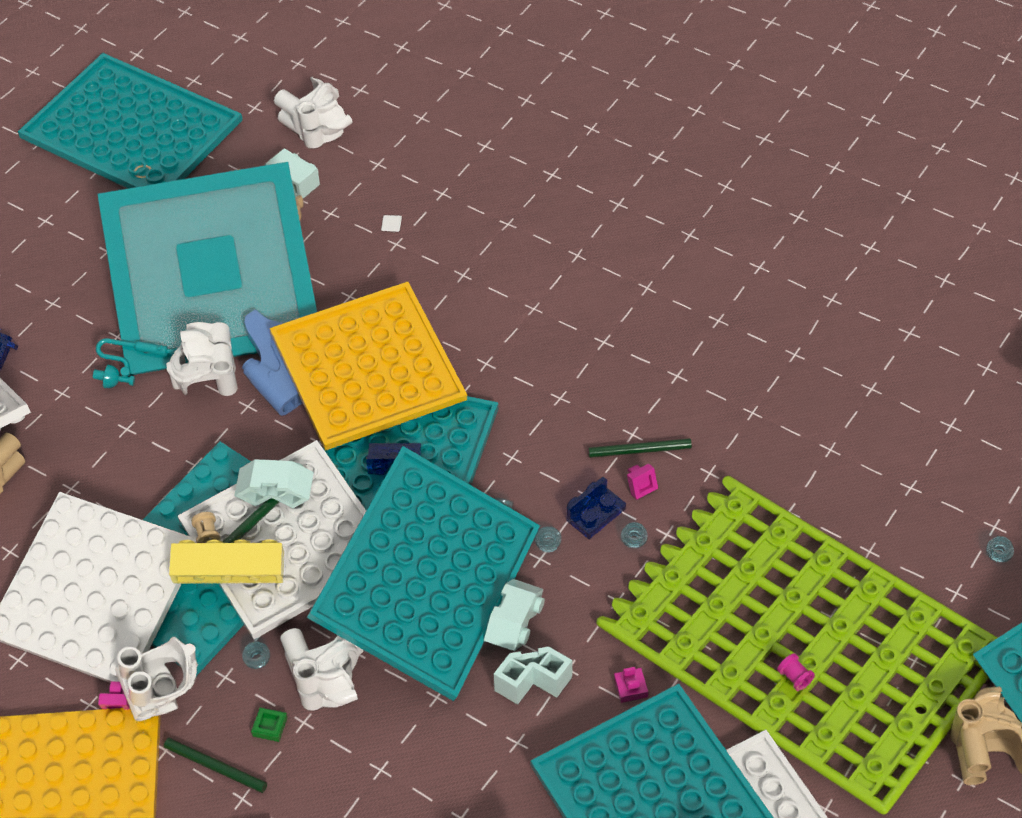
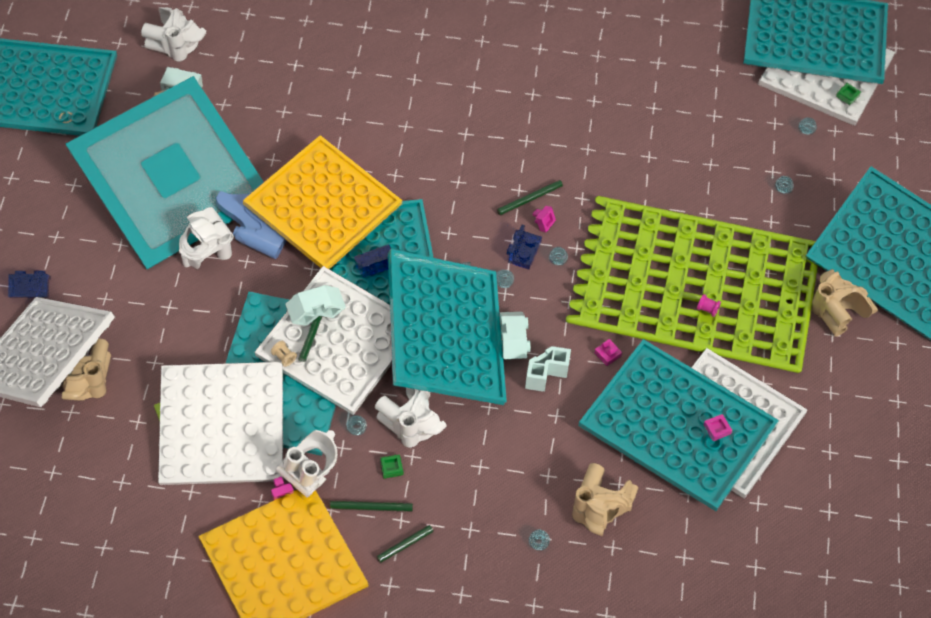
camera: 30 degrees left, 5 degrees up
(111, 375) = (137, 272): teal piece -> none
(226, 562) = (314, 369): light yellow brick -> none
(391, 223) = (271, 97): white sticker -> none

